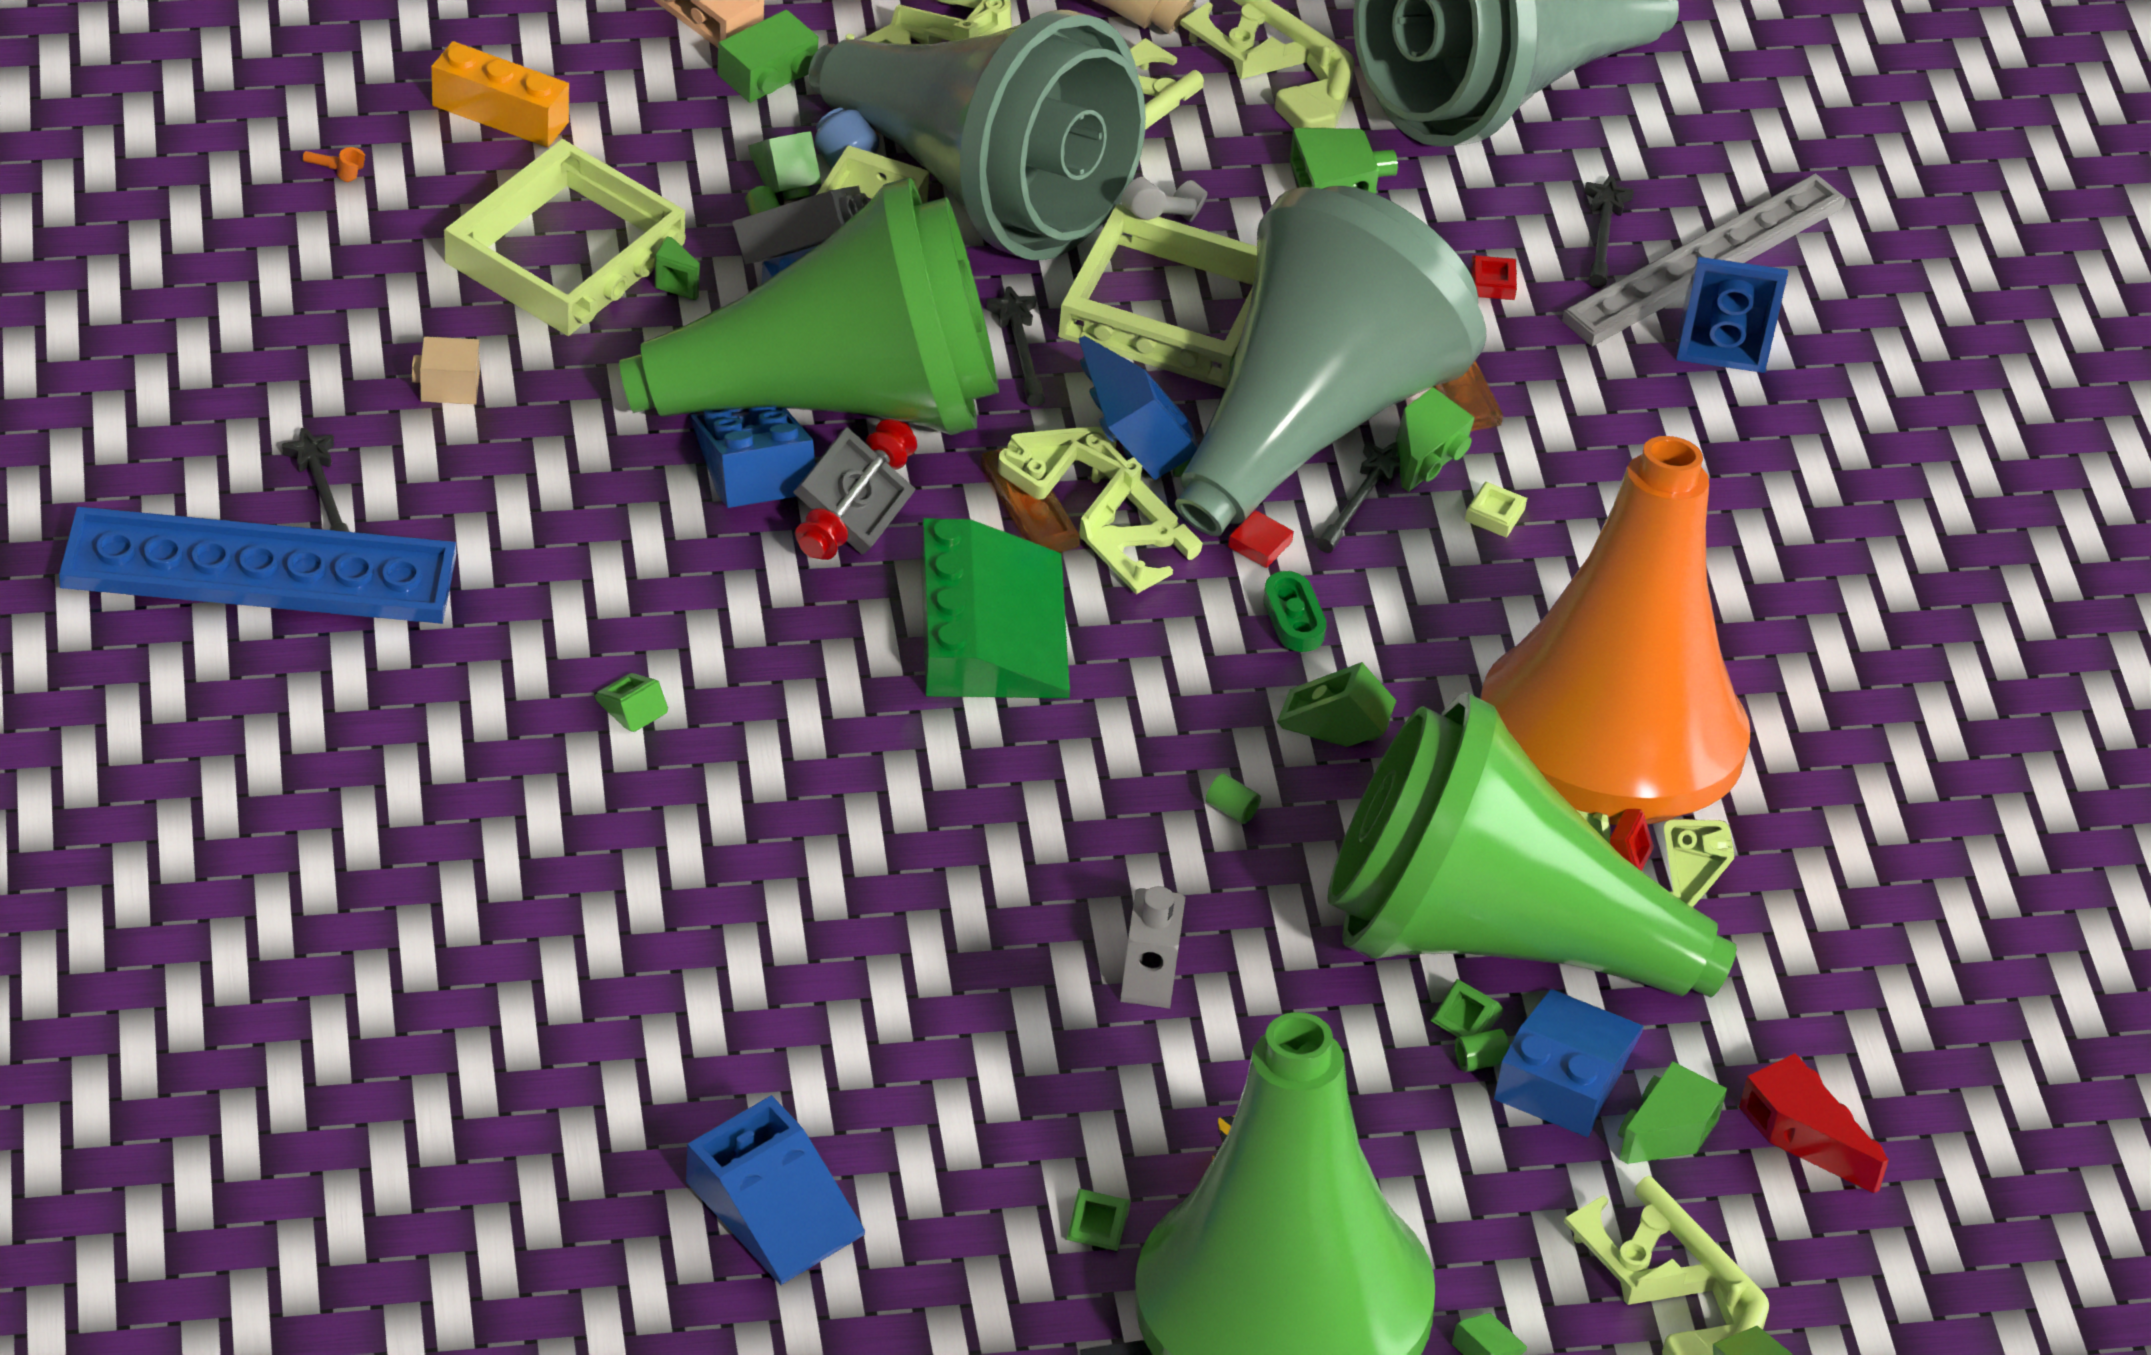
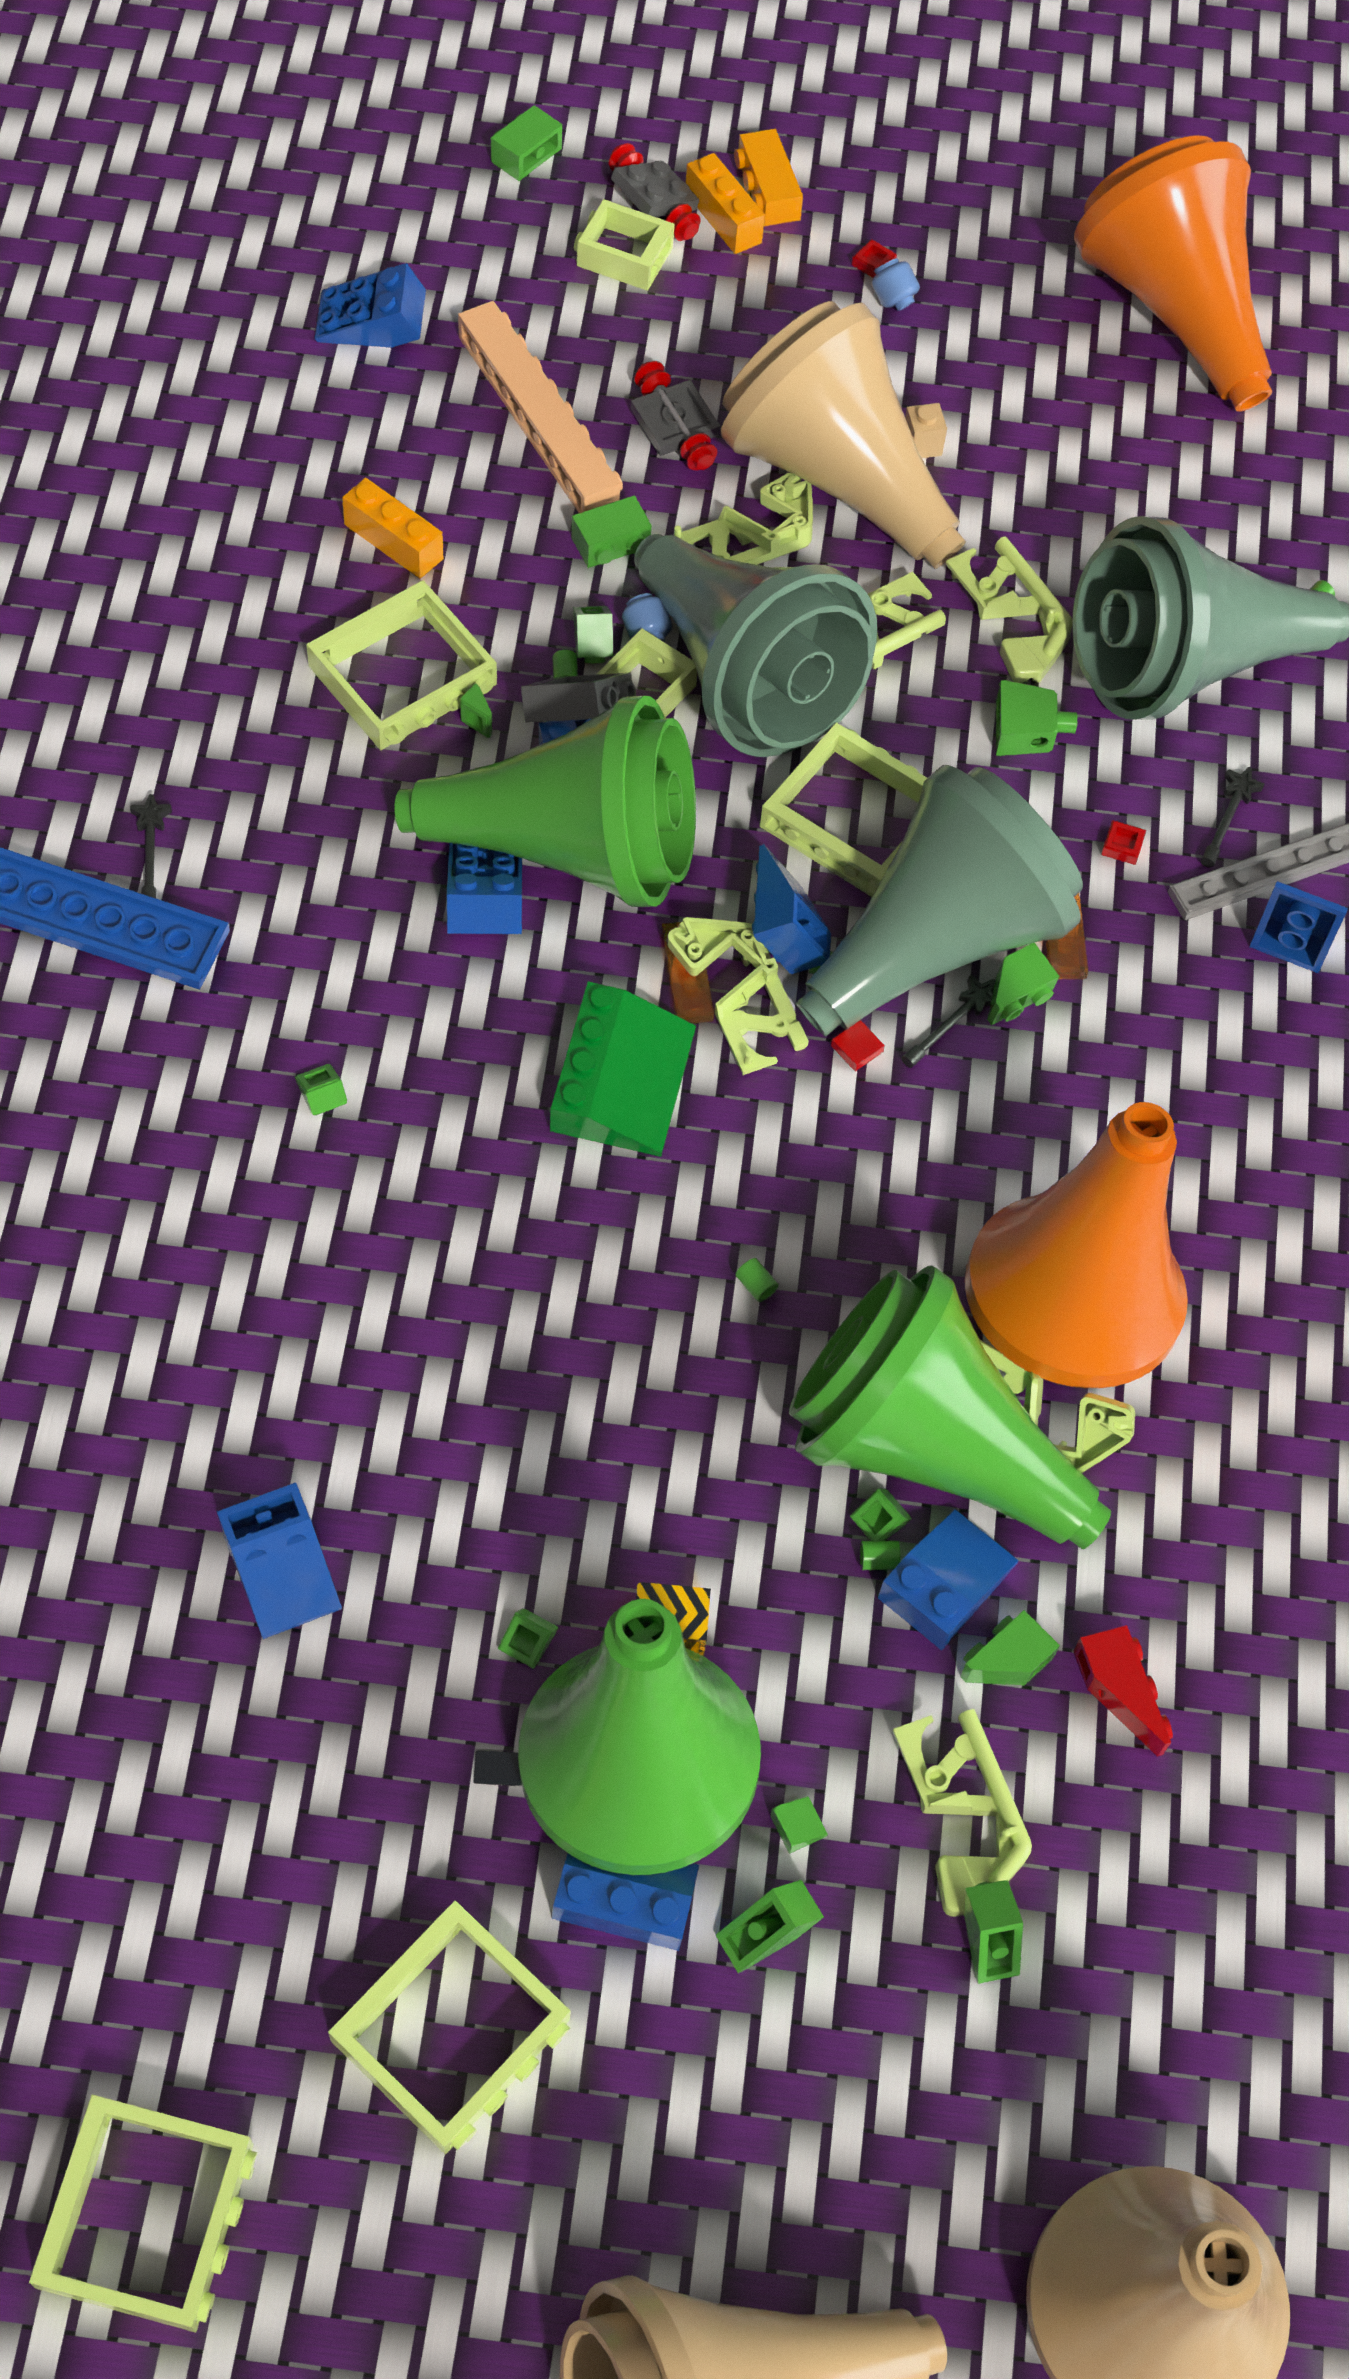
camera: 15 degrees right, 15 degrees up
(346, 164) = (255, 563): orange hand -> none
(448, 370) = (274, 767): tan brick -> none
(855, 489) = (547, 940): dark grey plate -> none
(1017, 312) = (730, 798): pearl dark grey piece -> none
(1149, 202) = (858, 729): light grey bar -> none
(1155, 929) = (648, 1401): light grey torso -> none
(1294, 611) = (861, 1122): green plate -> none
(1339, 707) = (866, 1217): bright green slope -> none
(1495, 509) = (1055, 1056): yellowish green tile -> none
(1632, 838) = (1052, 1405): red tile -> none

